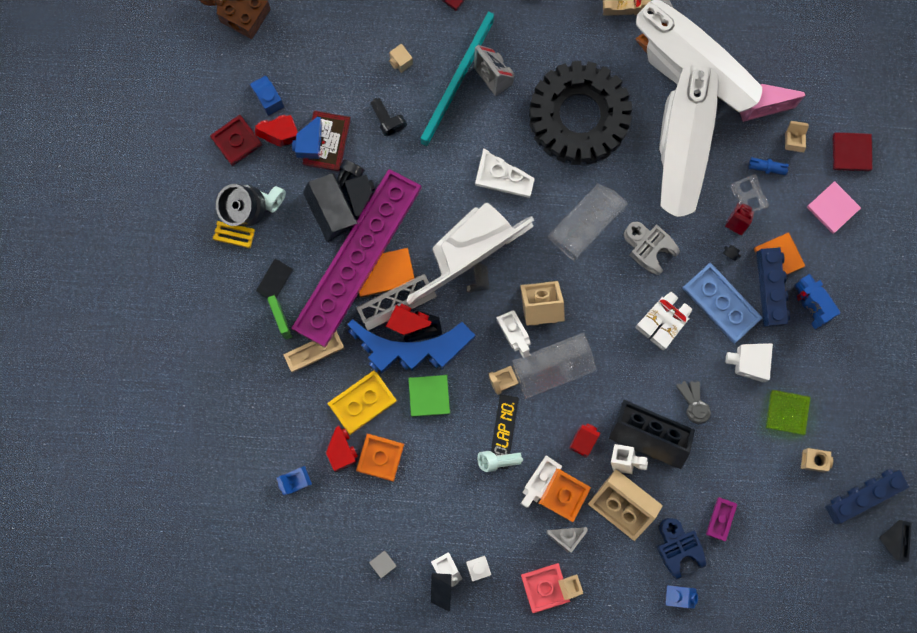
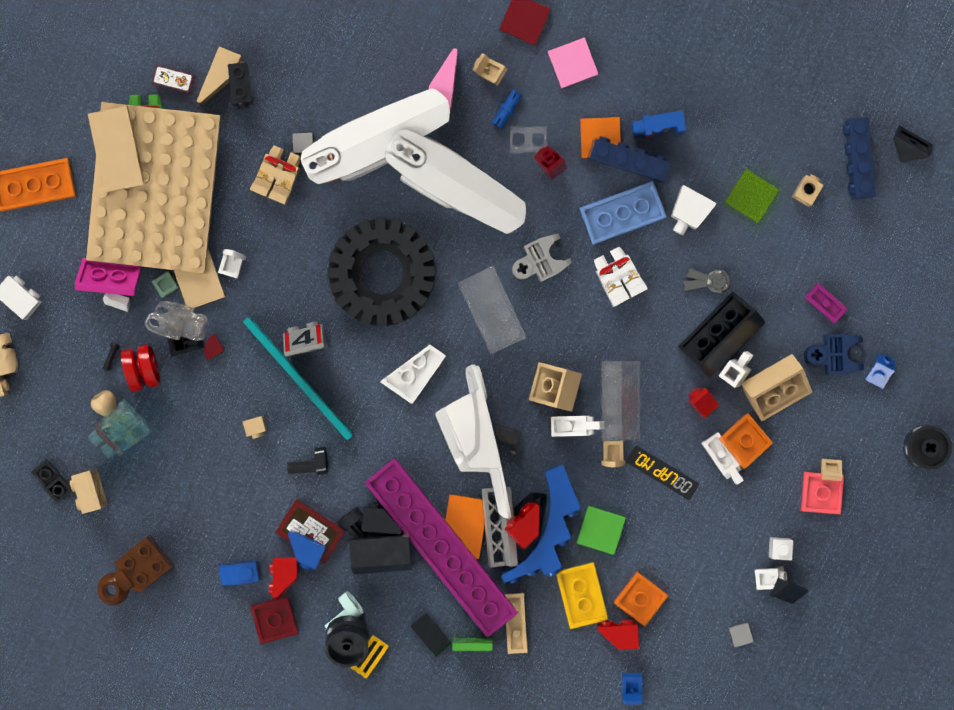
camera: 65 degrees left, 10 degrees up
(490, 462) = (688, 498): light aqua piece -> none
(567, 538) = (785, 455): light grey slope -> none
(732, 252) = (579, 183): black plate -> none

